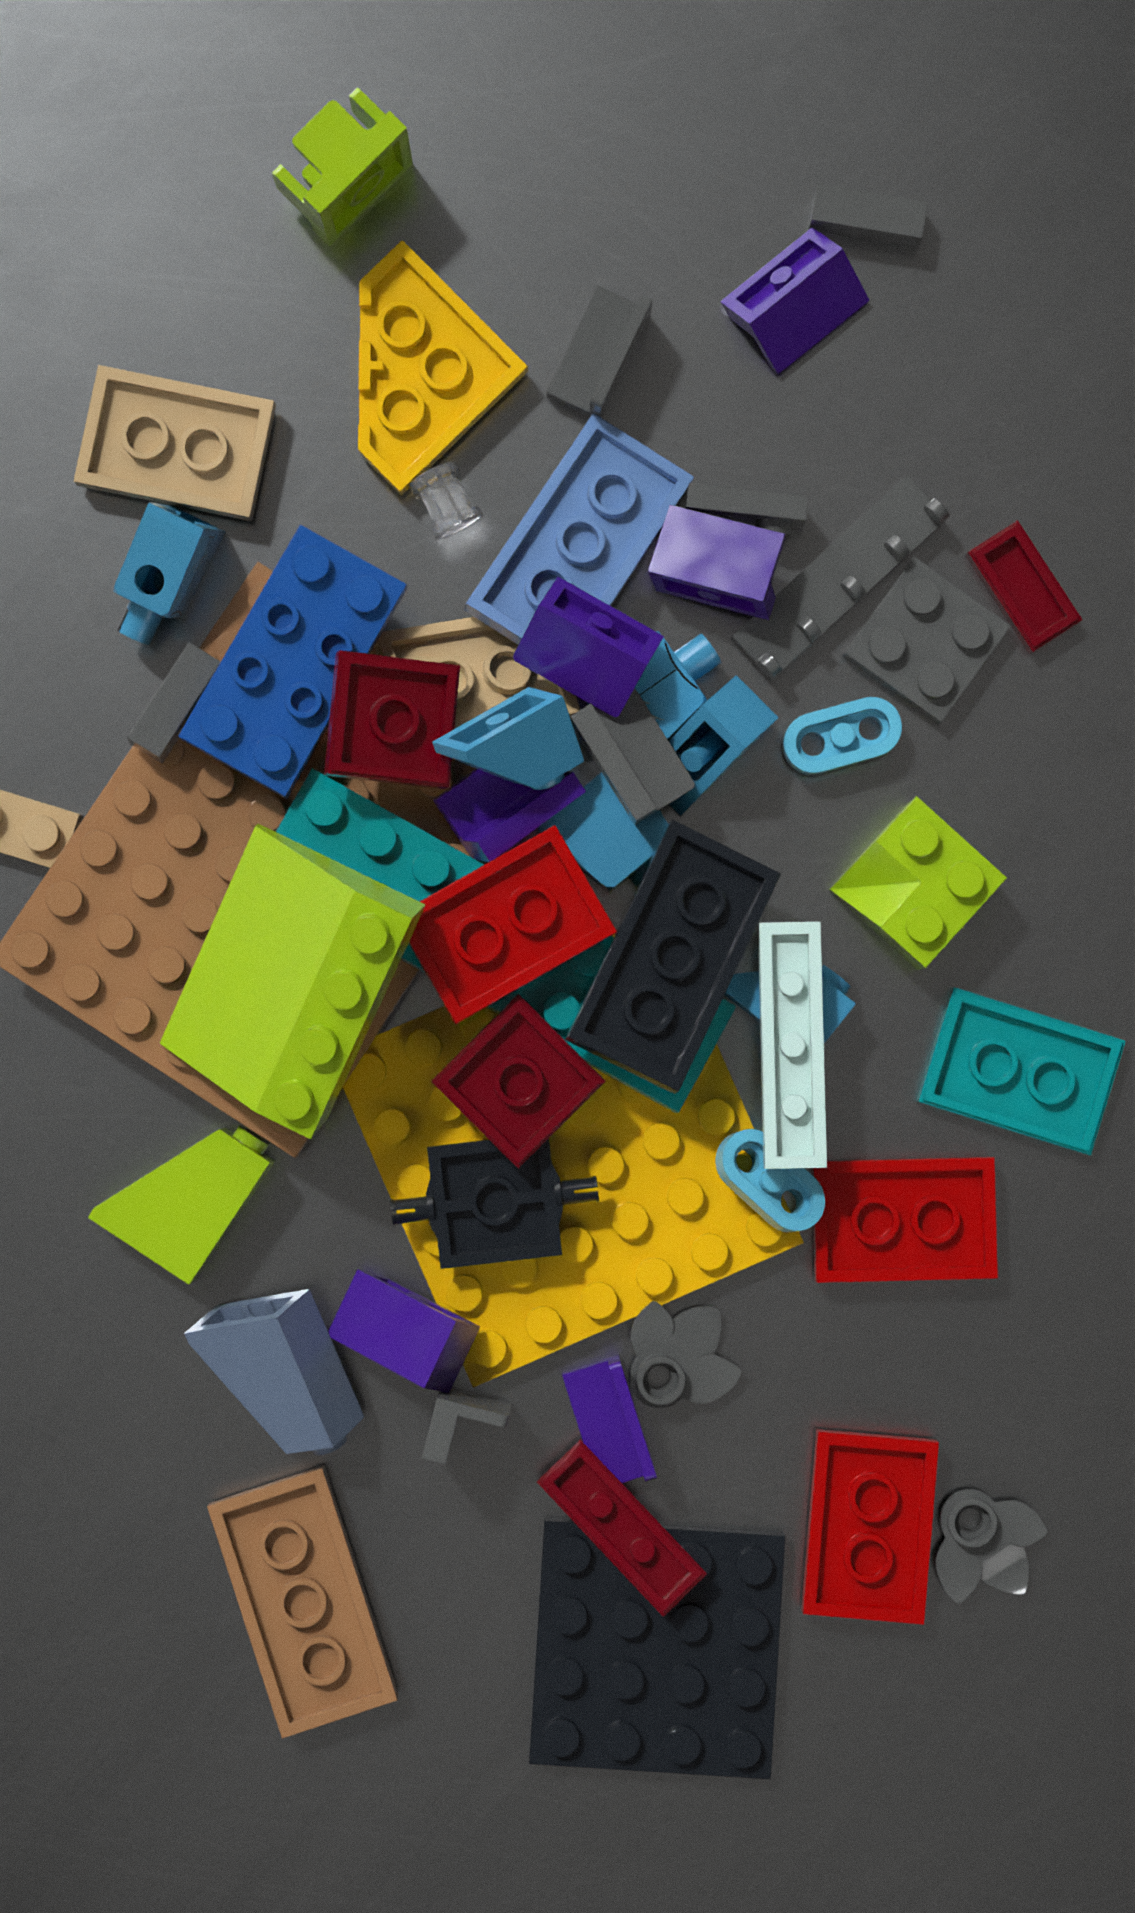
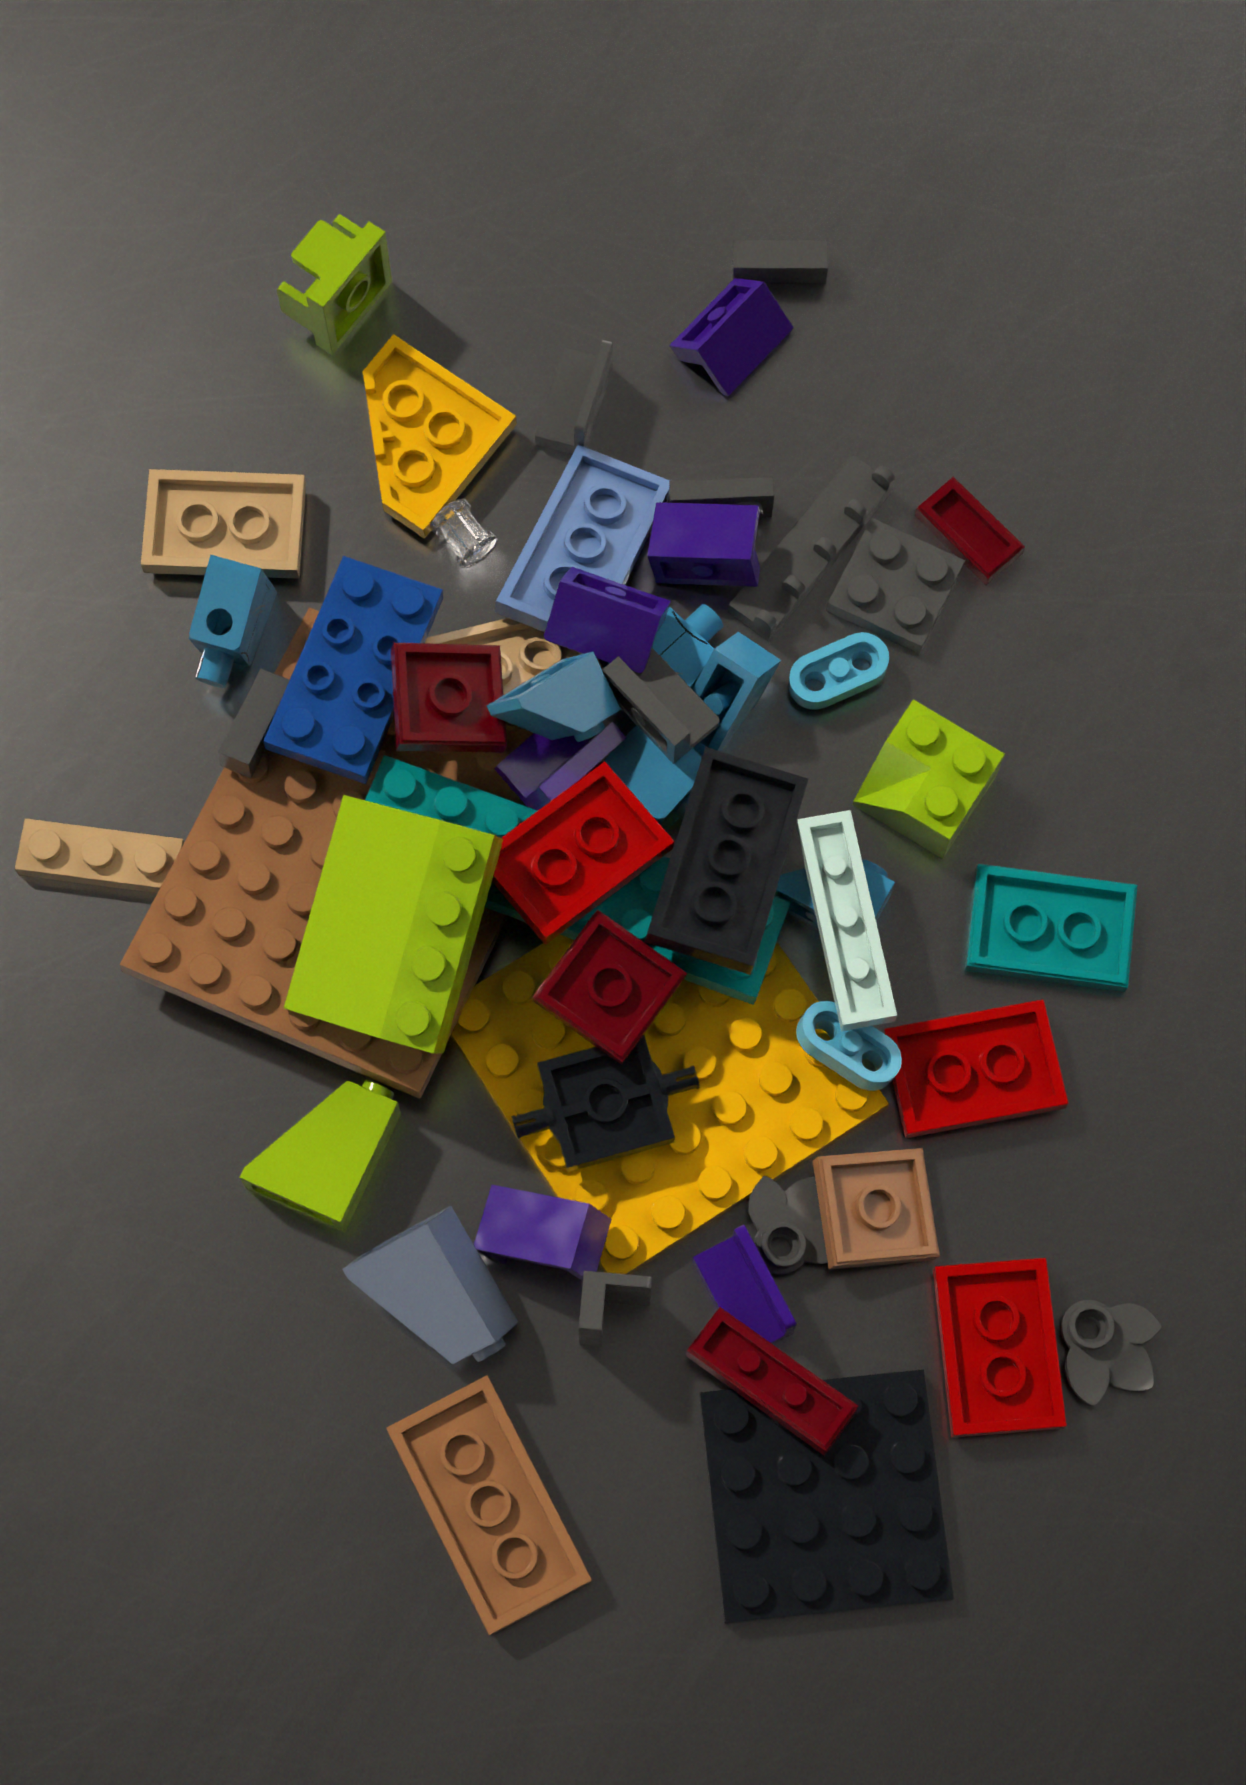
camera: 10 degrees left, 15 degrees down
(767, 1355) = (875, 1208): none -> medium nougat tile

